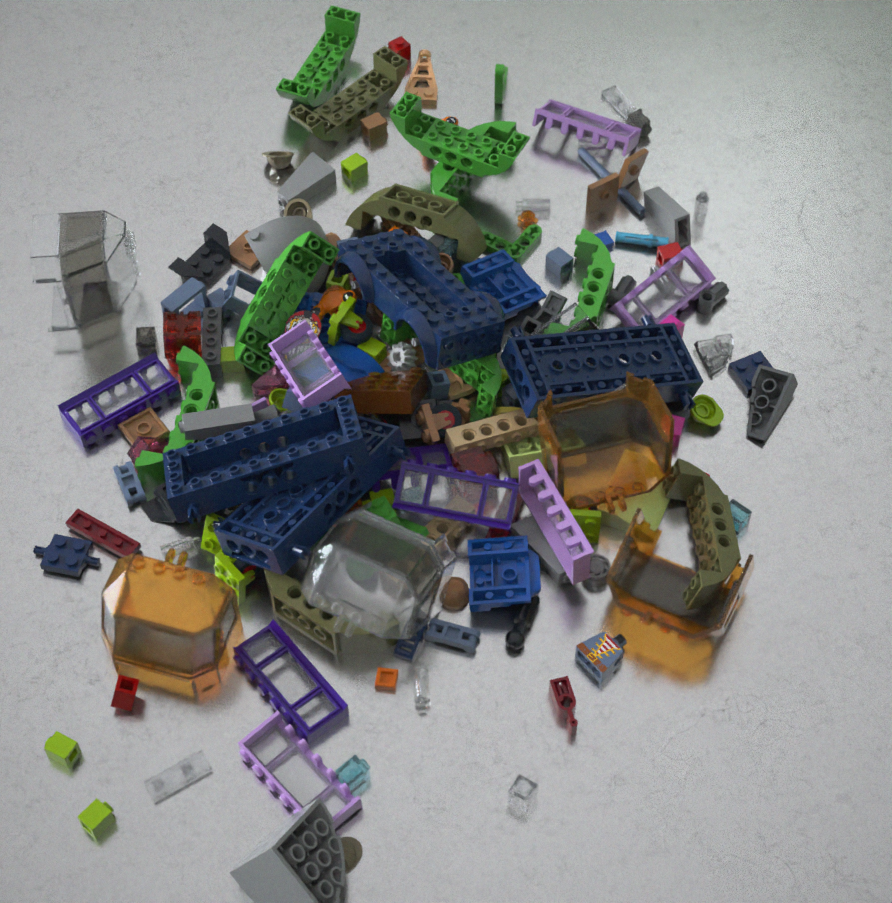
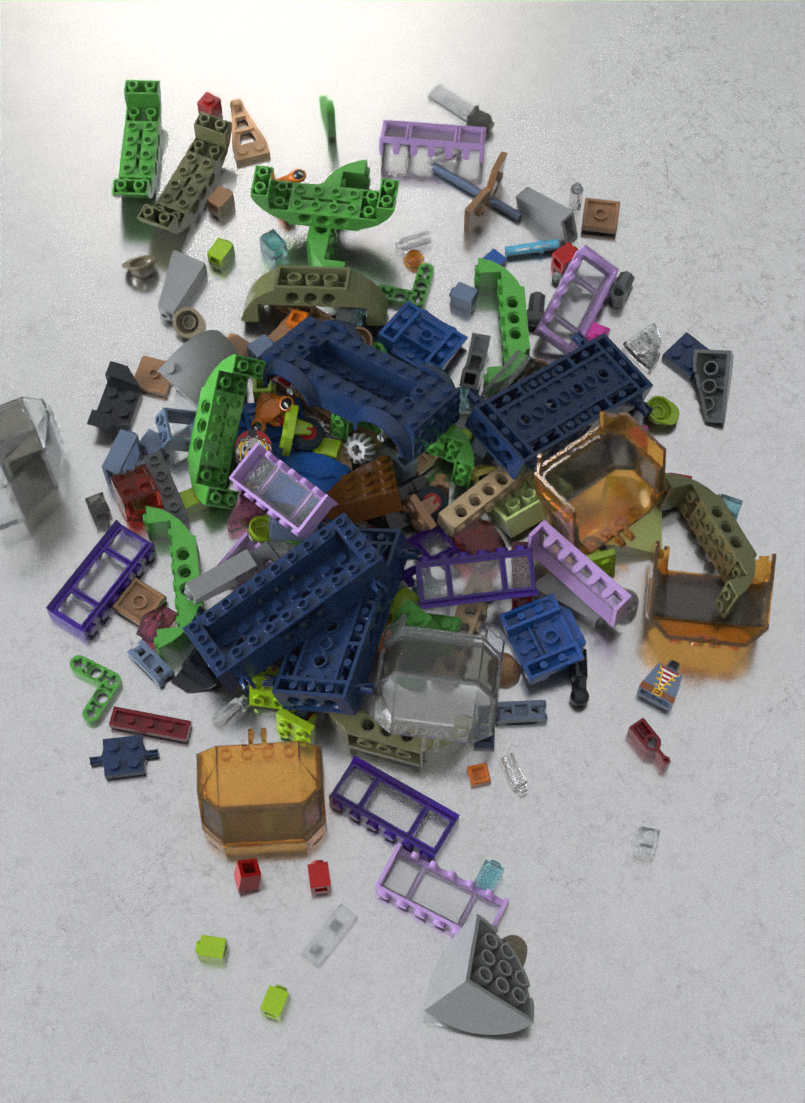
camera: 20 degrees left, 10 degrees up
(77, 491) = (103, 687): none -> bright green beam
(191, 719) = (319, 876): none -> red brick
(404, 173) = (273, 245): none -> clear light blue brick
(719, 230) = (600, 215): none -> medium nougat plate

